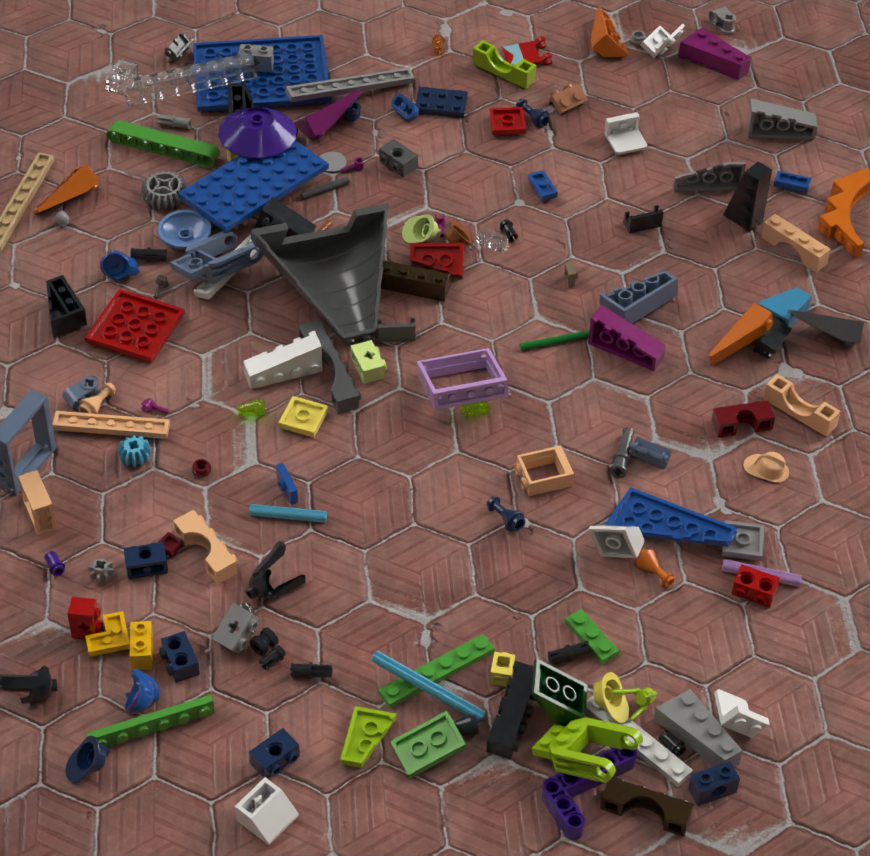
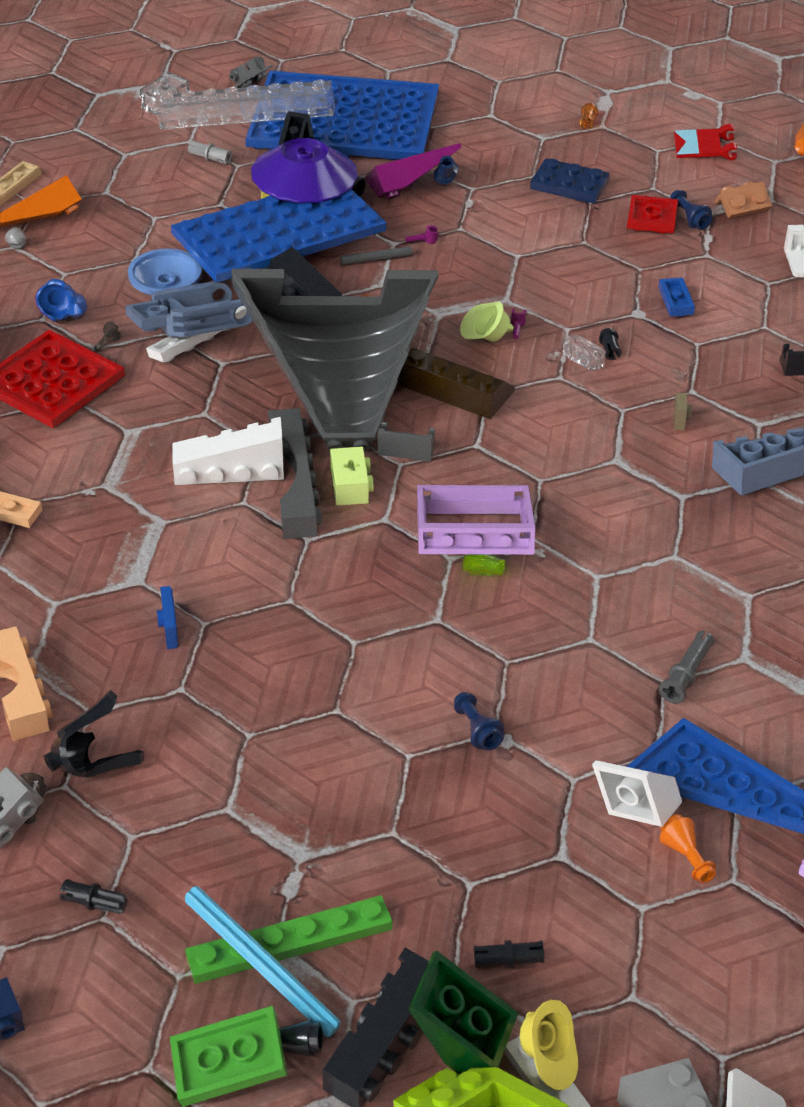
camera: 15 degrees right, 5 degrees down
(148, 254) = (92, 293): black pin -> none
(149, 404) = (25, 479): magenta hand -> none
(162, 190) = (152, 224): light grey gear -> none
(163, 143) = (184, 173): bright green beam -> none
(201, 468) = (58, 574): dark red plate -> none
(252, 408) = (166, 508): clear neon green cone -> none
(262, 56) = (347, 93): light grey brick -> none
(264, 641) = (40, 837): black wheel -> none
(276, 654) = (45, 864): black pin -> none
(287, 513) = (156, 659): medium azure axle -> none
(303, 416) = (230, 532): light yellow plate -> none
(335, 160) = (399, 227): light grey piece -> none
(349, 84) = (470, 141): light grey plate -> none
(364, 735) = (135, 1017): lime wing -> none
(398, 158) = (487, 234): dark grey brick -> none
(405, 108) = (517, 178): blue plate -> none
(439, 256) = (501, 359): red wing -> none
(458, 234) = (536, 338): dark orange piece -> none
(487, 57) = (648, 137): lime arch -> none
(501, 668) = (386, 952): light yellow brick -> none
(540, 458) = (557, 651): light nougat window -> none
(554, 340) = (634, 494): green bar -> none
(587, 630) = (559, 941): bright green plate -> none
(624, 339) = (735, 508): magenta wedge -> none
(642, 697) = (607, 1055): lime plant -> none
(650, 452) = (731, 673): sand blue hinge -> none

